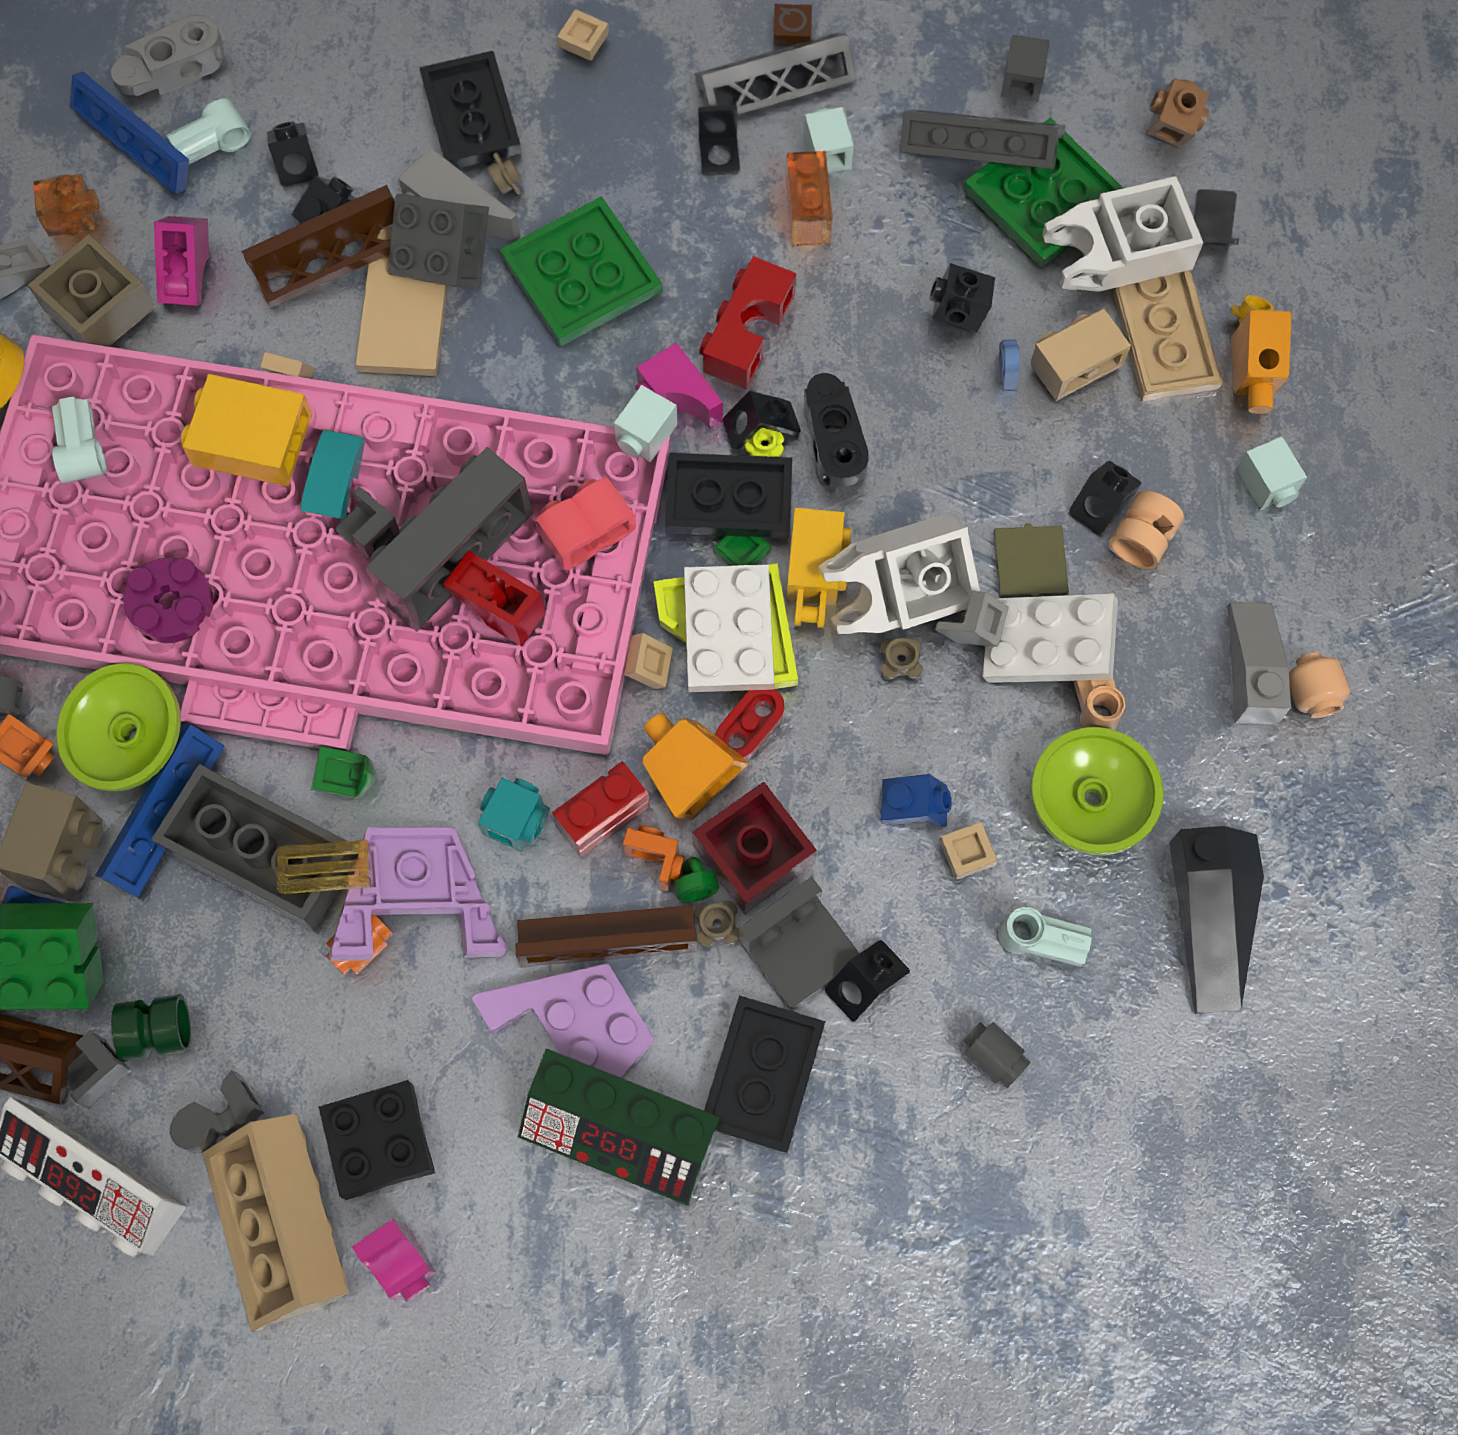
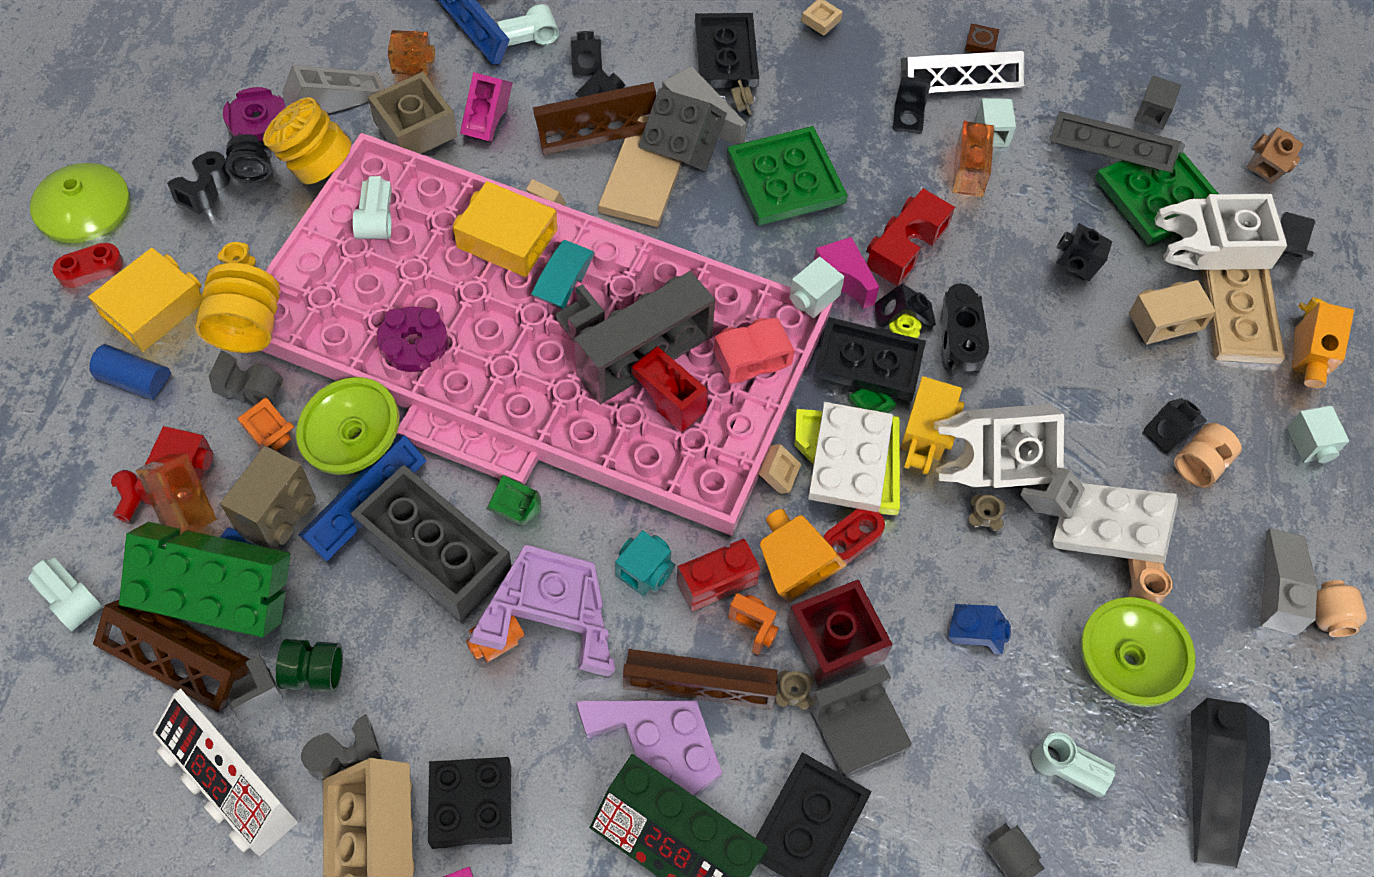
camera: 10 degrees right, 10 degrees down
(363, 865) = (481, 578): clear yellow tile -> none
(695, 883) = (783, 652): green tile -> none
(872, 972) = (921, 760): black bracket -> none
(968, 850) = (1018, 678): tan plate -> none
(1009, 364) = (1112, 309): medium blue tile -> none
(1030, 561) = (1106, 459): olive piece -> none

